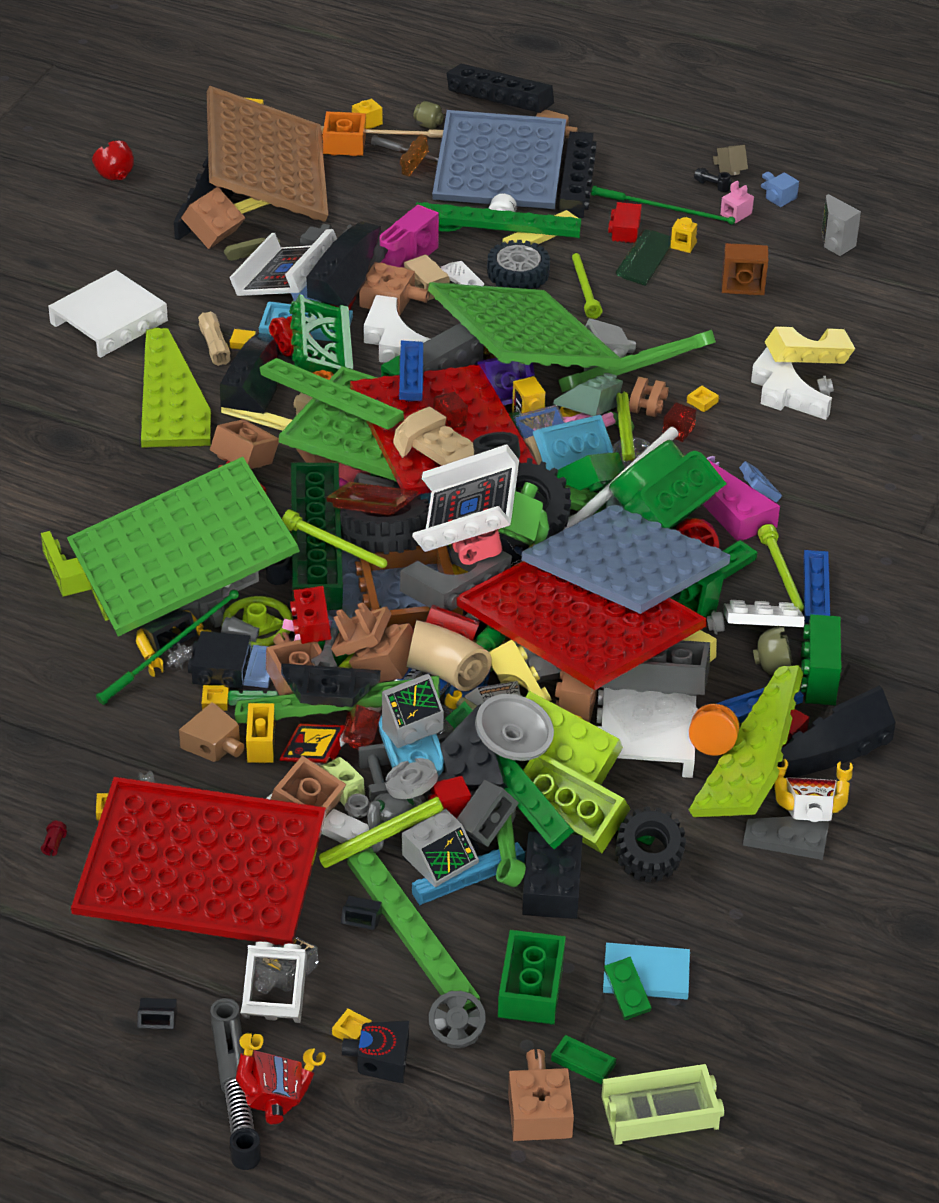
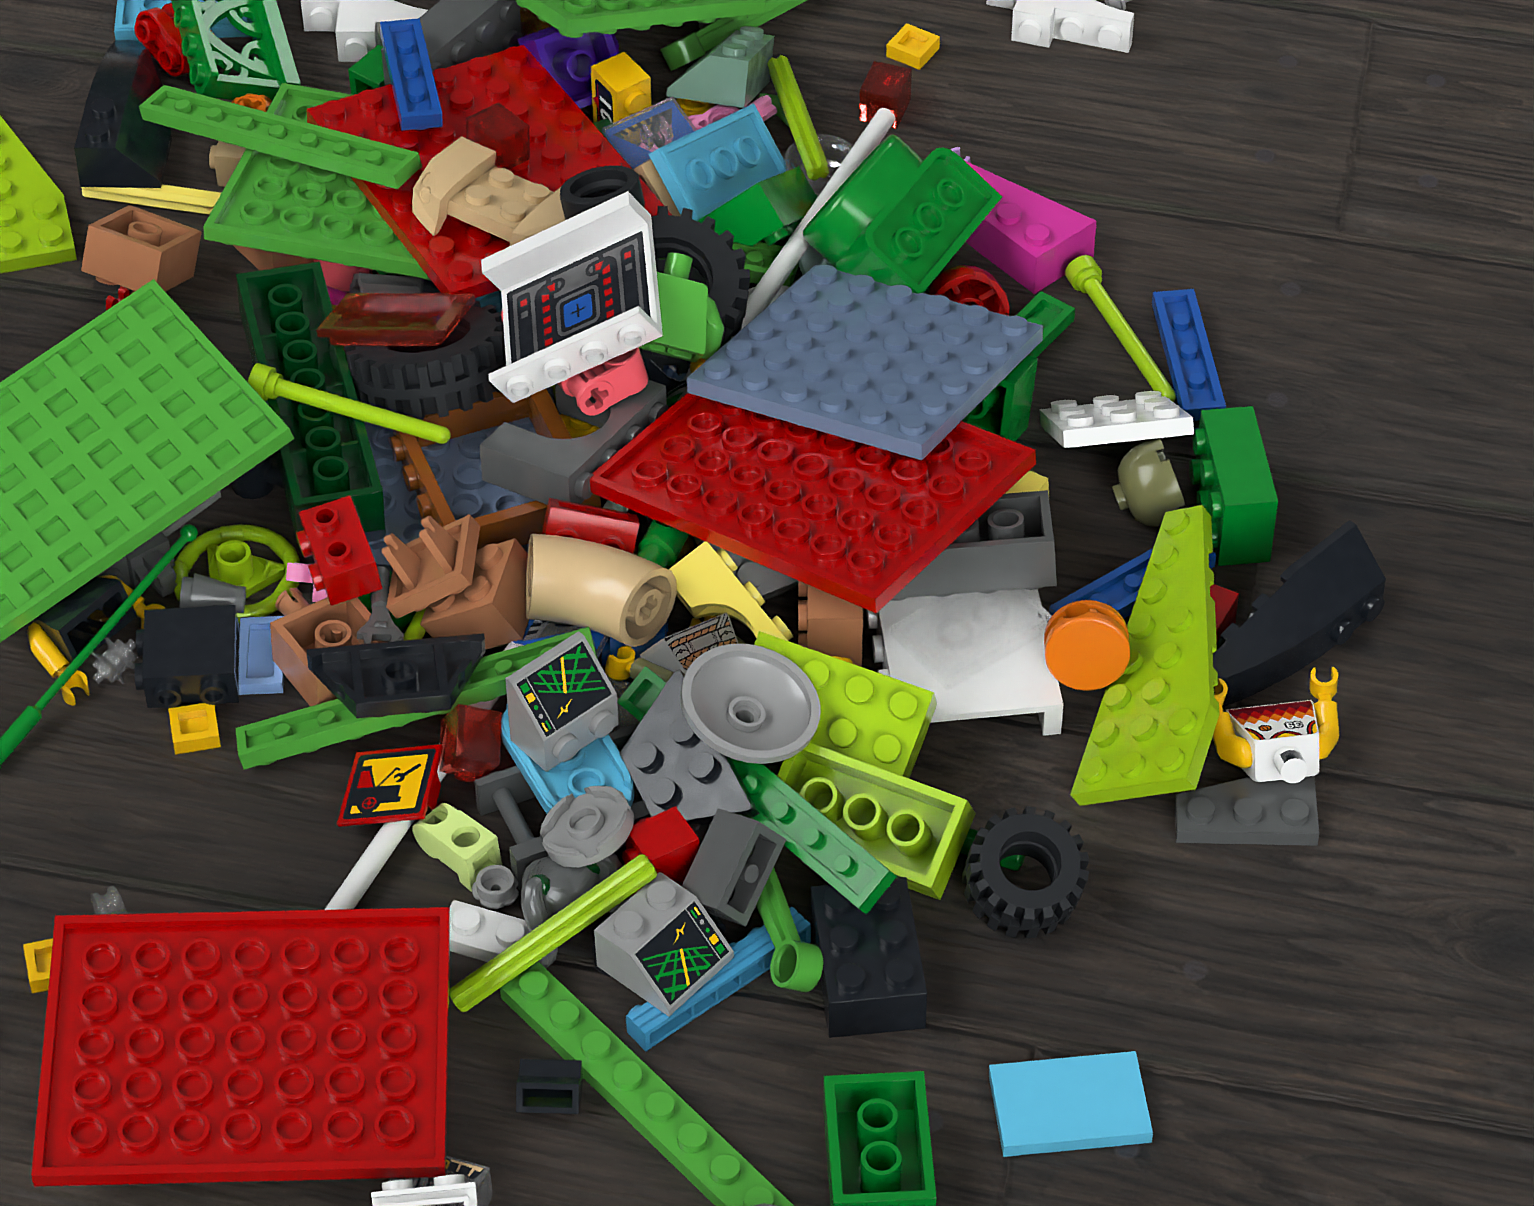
camera: 10 degrees left, 5 degrees up
(211, 734) = (205, 798): medium nougat torso -> none
(217, 346) = (50, 79): tan axle -> none
(234, 695) = (230, 719): green axle -> none
(240, 337) = (86, 55): yellow tile -> none
(260, 733) = (294, 781): yellow brick -> none
(309, 785) = (405, 870): nougat brick -> none
(627, 988) = (1047, 1143): green plate -> none
(655, 402) = (837, 48): nougat brick -> none
(716, 622) = (1036, 439): light grey plate -> none
(759, 482) = (1046, 181): medium blue wing -> none

